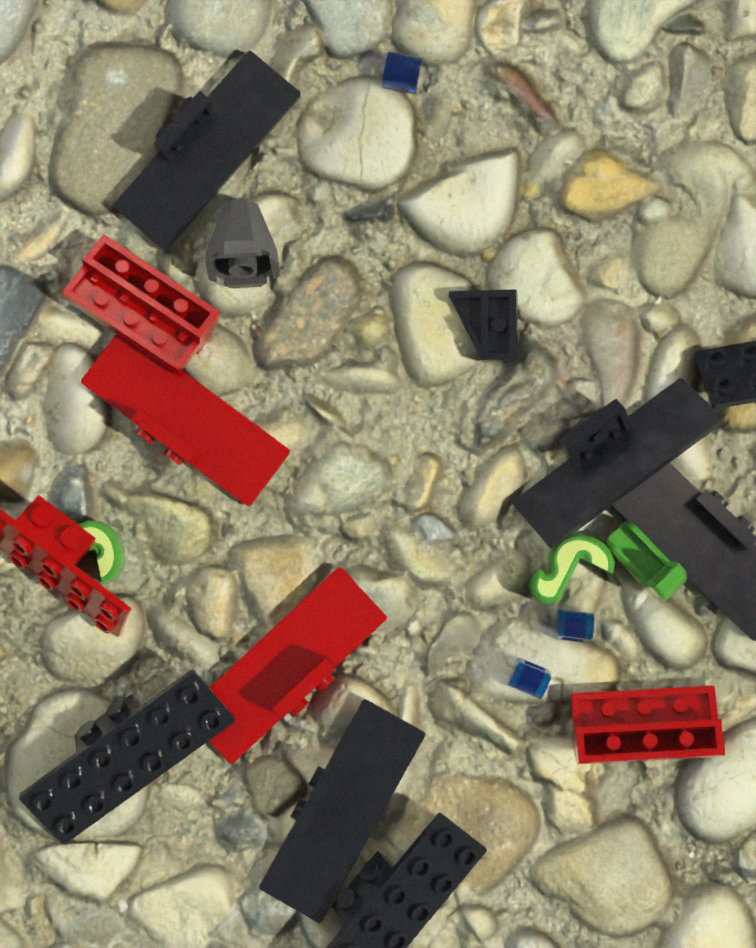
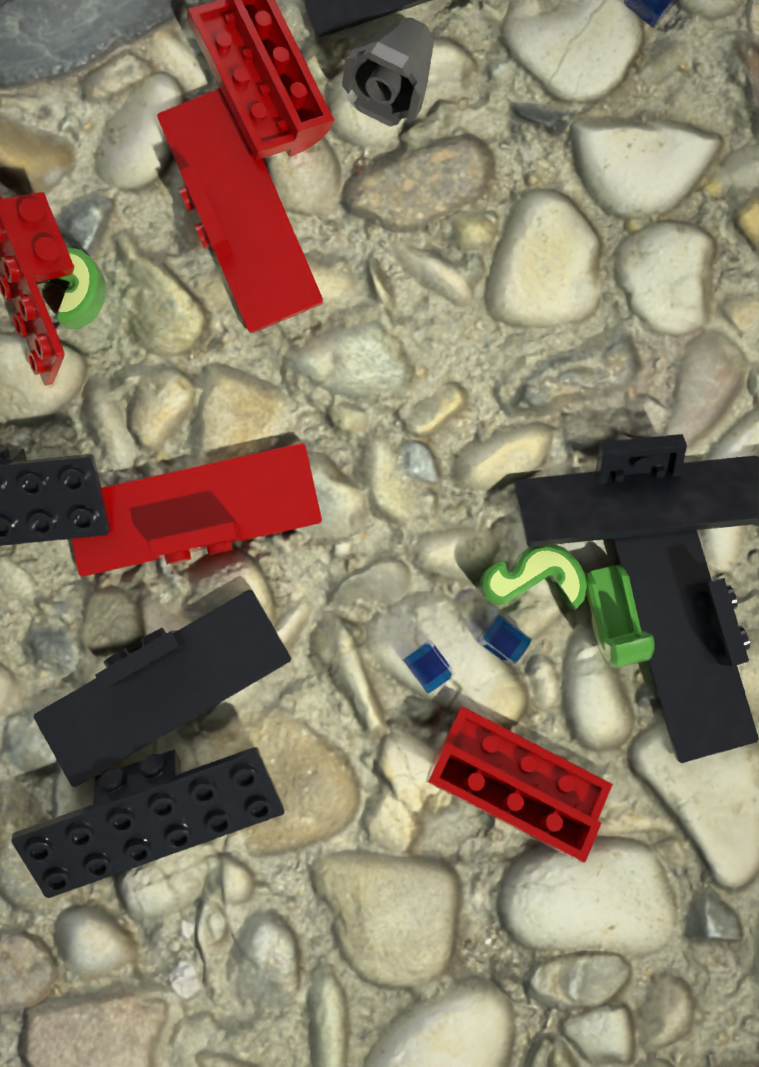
camera: 25 degrees right, 0 degrees up
(490, 322) = (598, 288): black wing -> none

